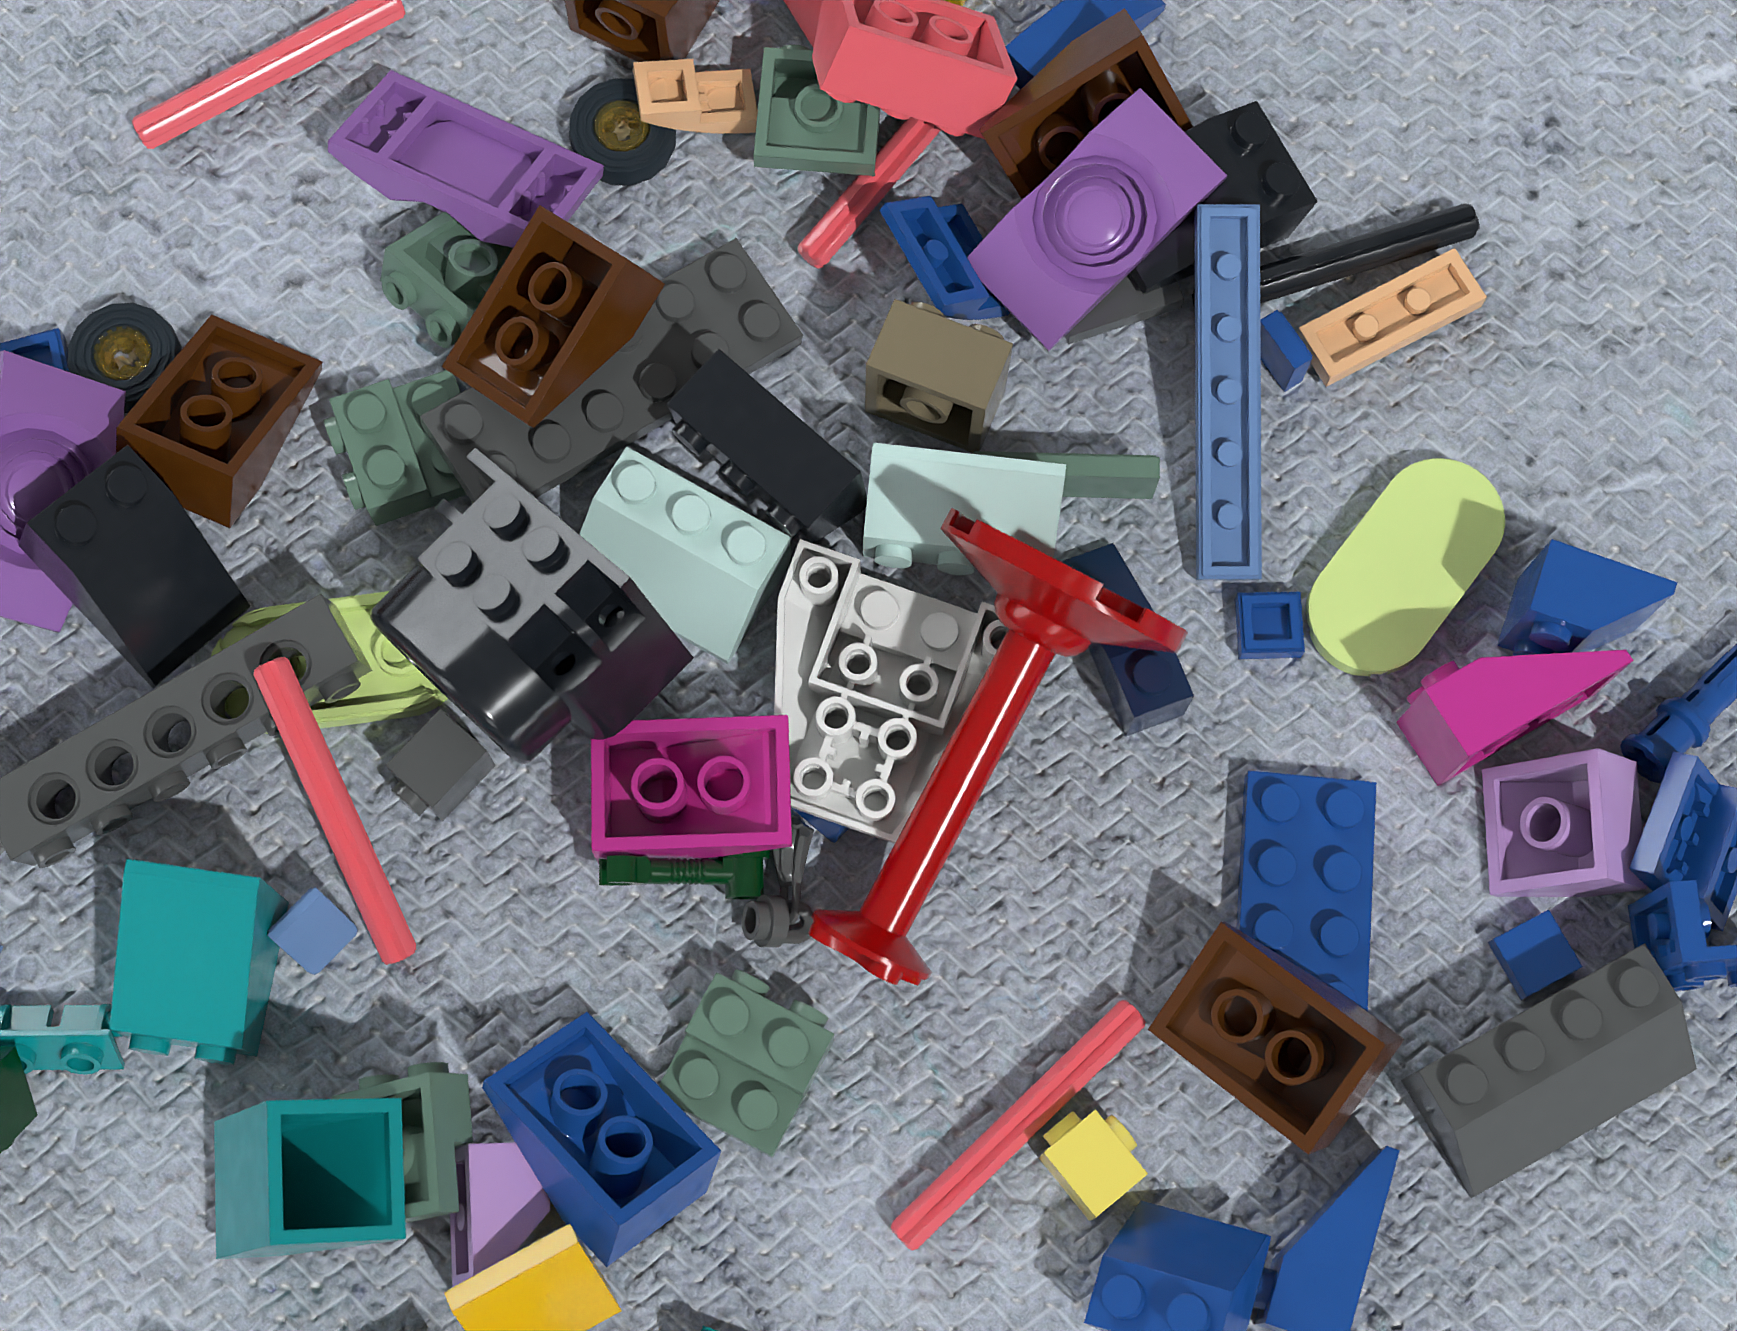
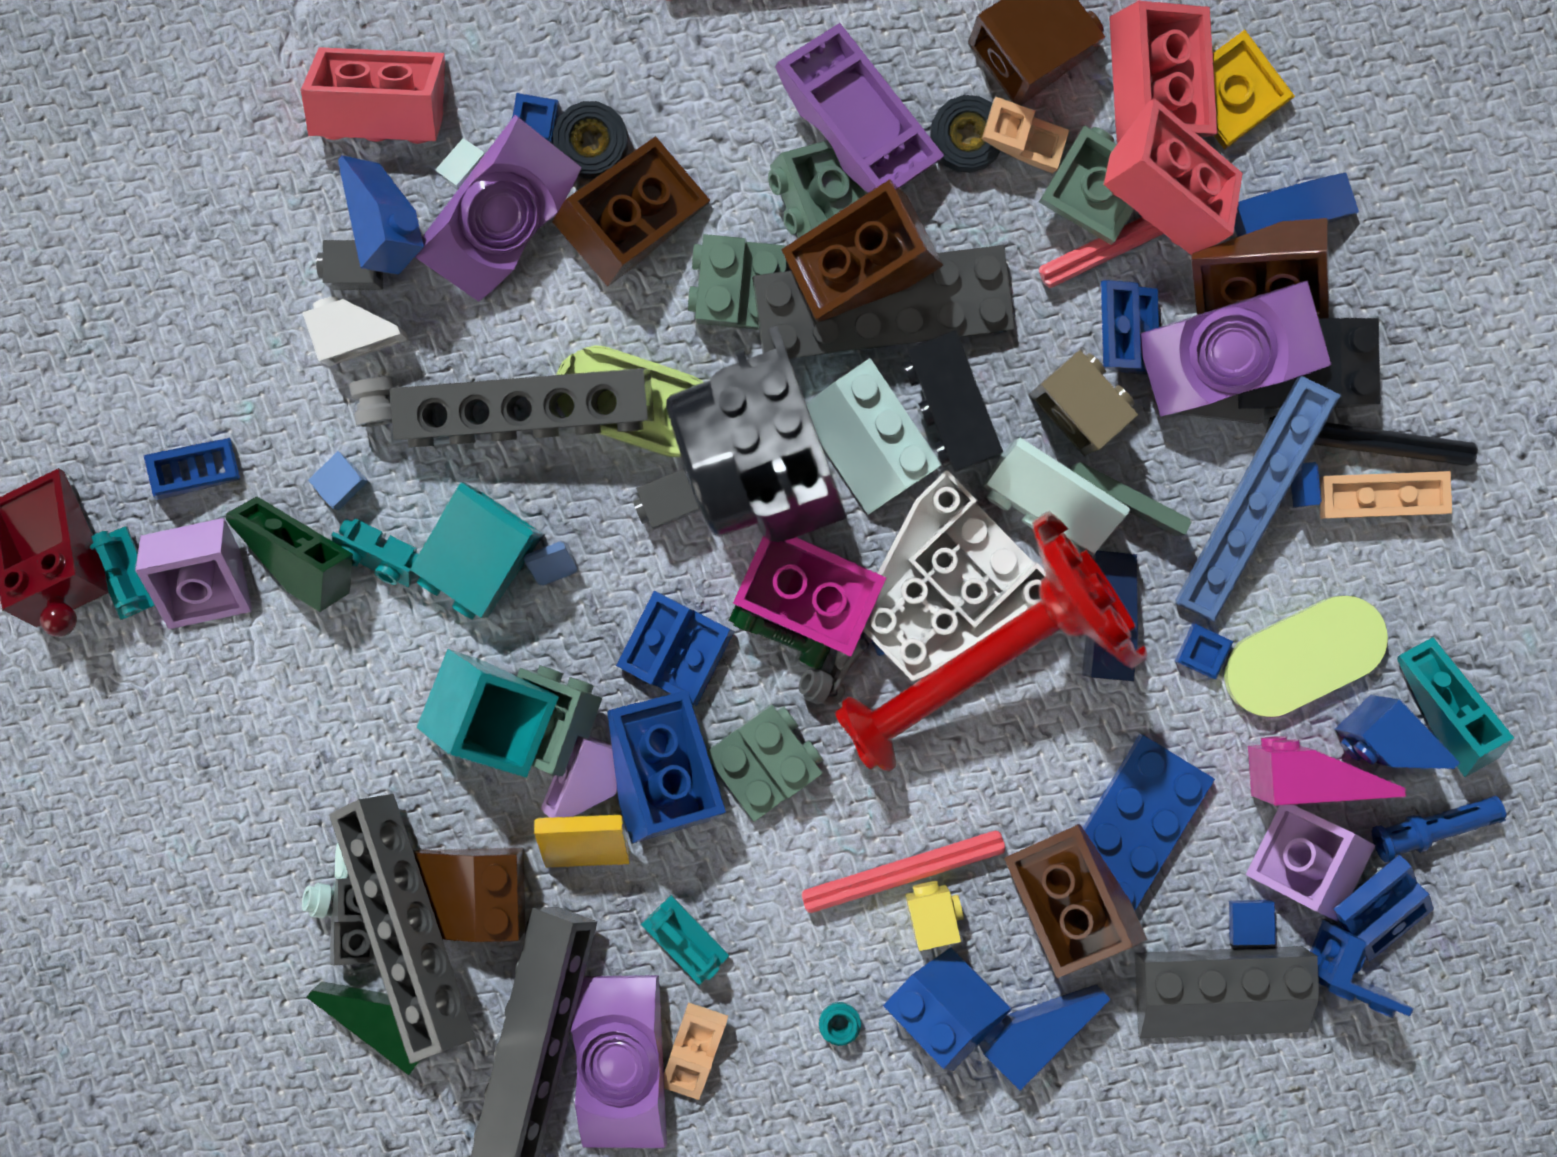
camera: 20 degrees right, 15 degrees up
(135, 566) = (540, 290): black slope -> none
(335, 810) = (594, 500): coral axle -> none
(543, 965) = (675, 647): none -> blue slope
(1636, 533) = (1454, 707): none -> teal slope

